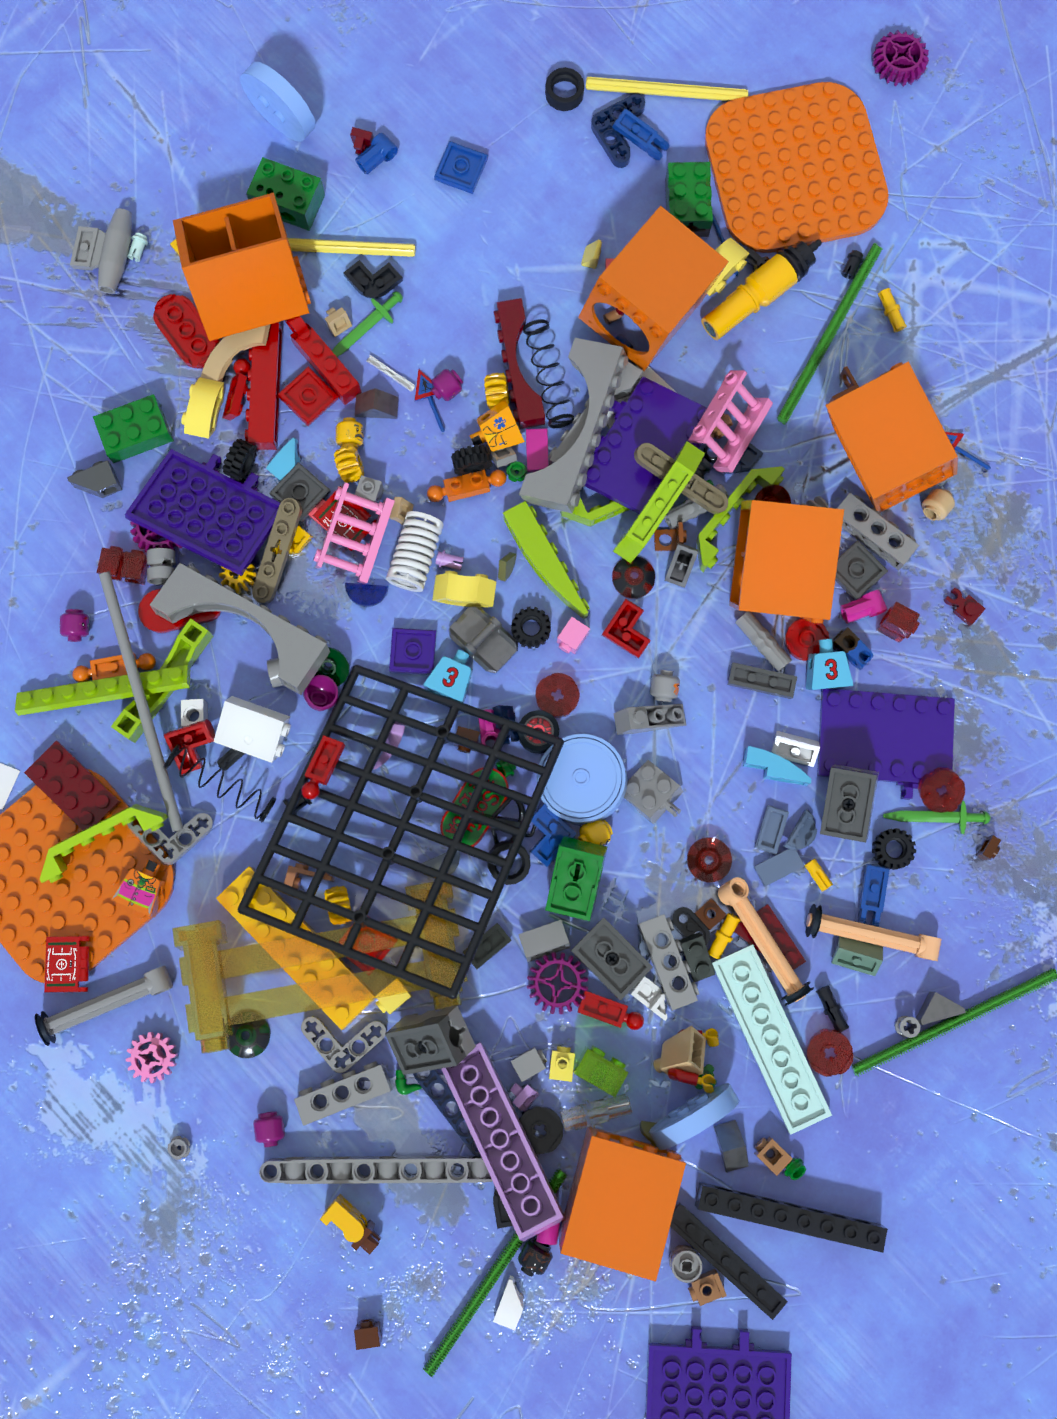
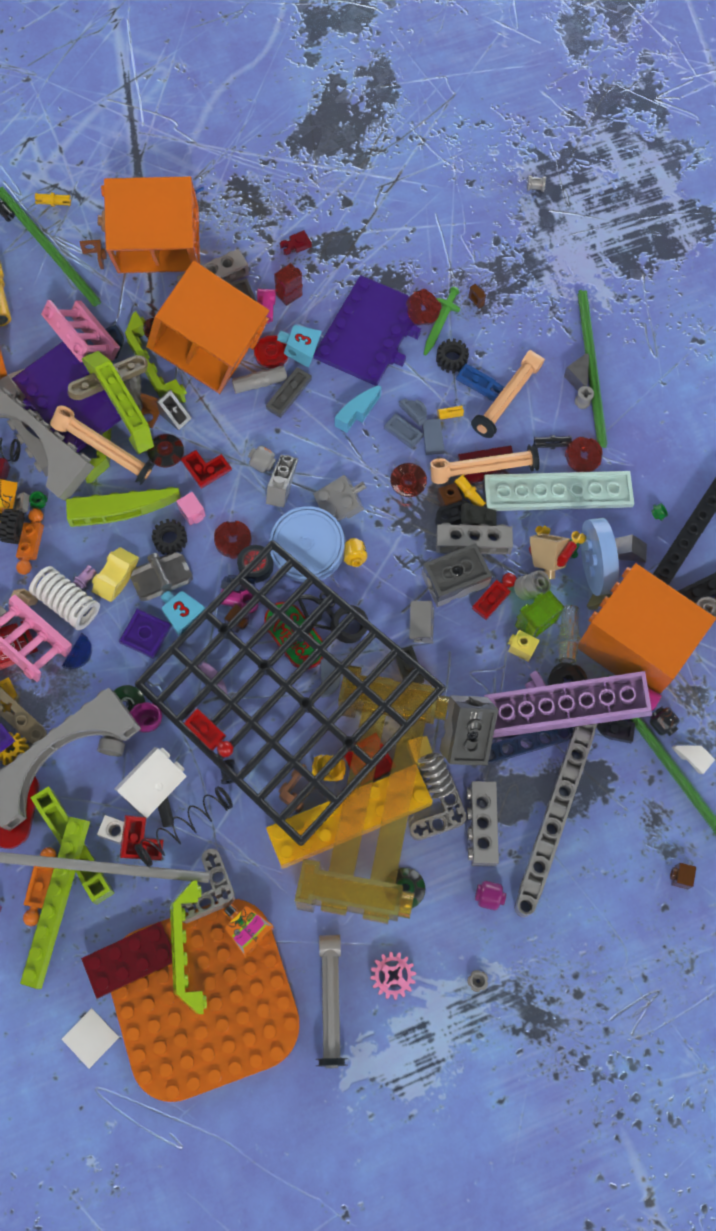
camera: 70 degrees left, 10 degrees down
(66, 964) = (283, 1022): red piece -> none
(352, 1223) = (591, 853): yellow hips -> none
(370, 1023) = (438, 775): none -> light grey piece
(401, 1085) = (493, 776): green animal -> none
(505, 768) = (273, 596): green plate -> none
(506, 566) = (111, 537): olive tile -> none
(529, 1063) = (513, 669): light grey brick -> none
(536, 449) = (28, 479): dark pink tile -> none
(553, 830) = (344, 582): blue plate -> none
(560, 967) = (453, 620): magenta gear -> none
(576, 878) = (384, 574): green piece -> none
(607, 457) = (64, 420): none -> light nougat piece
(635, 1050) = (532, 584): none -> light grey wheel
(650, 996) = (498, 561): white slope -> none
(778, 1160) = (648, 518): medium nougat brick -> none
(795, 748) = (351, 388): white slope -> none
(849, 803) = (408, 365): dark grey piece -> none
(855, 649) = (286, 322): leg -> none
(858, 956) = (520, 409): sand green panel -> none
(938, 504) = (213, 227): tan head -> none

